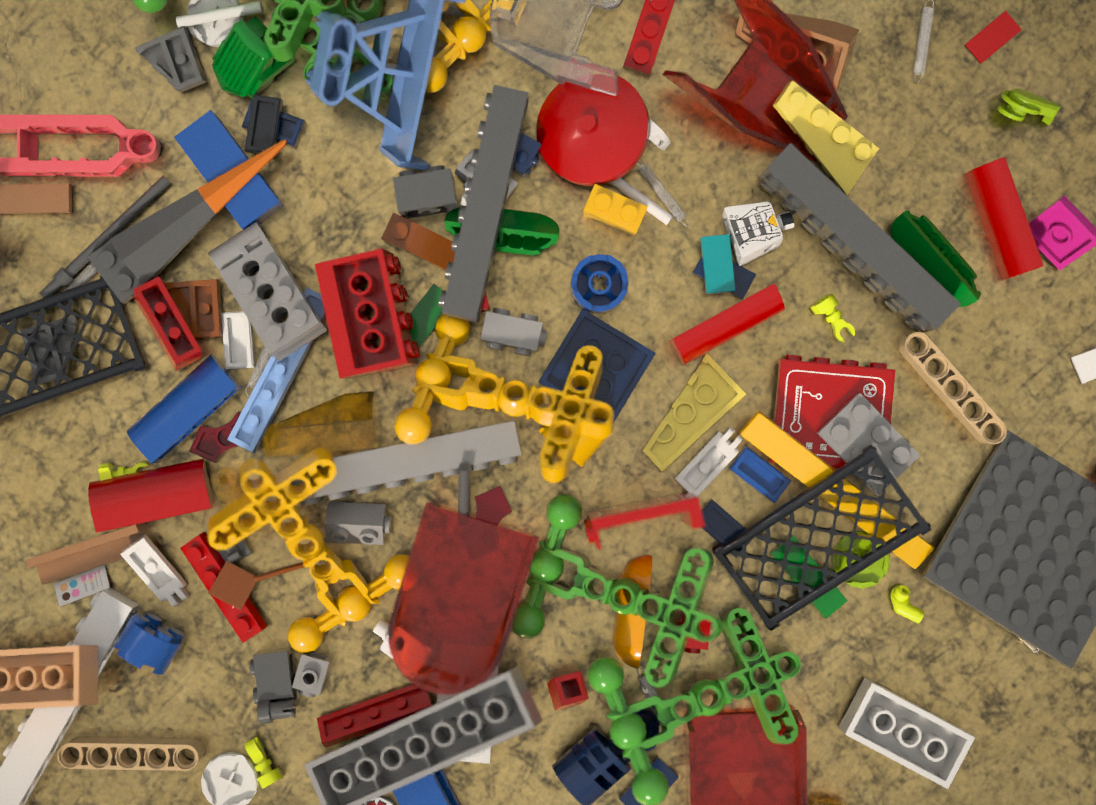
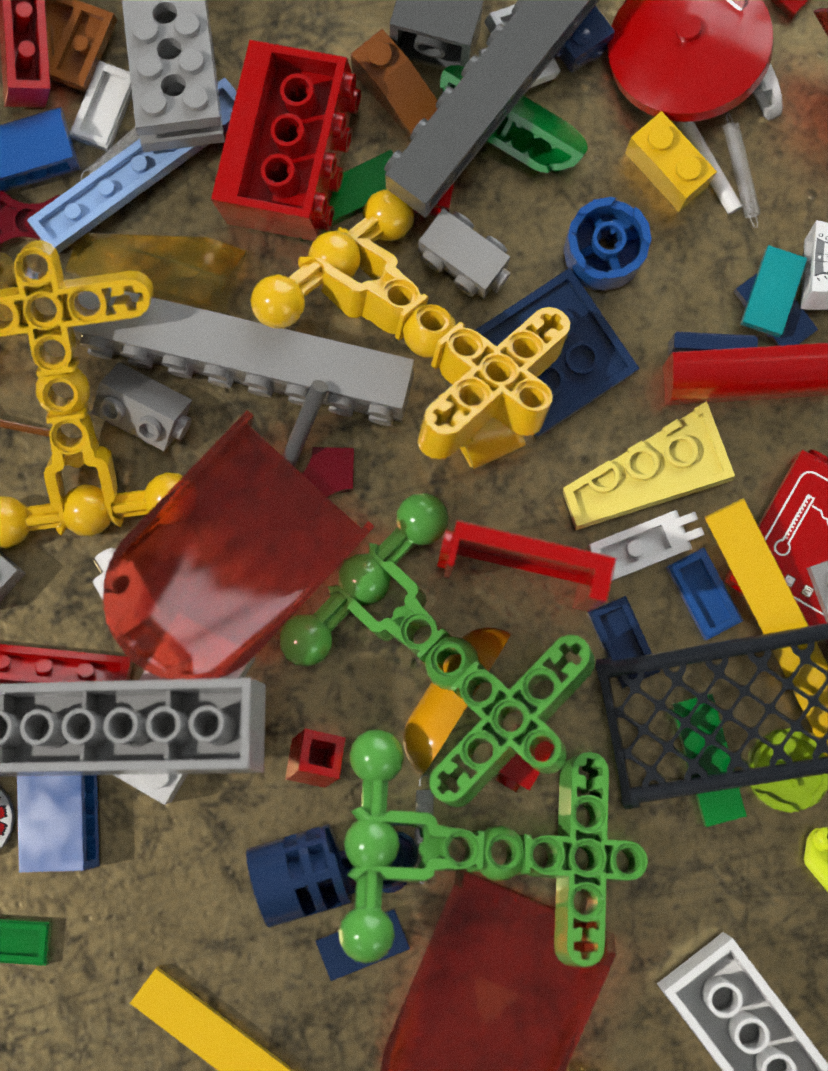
camera: 25 degrees right, 5 degrees down
(694, 316) = (709, 341): none -> dark blue tile

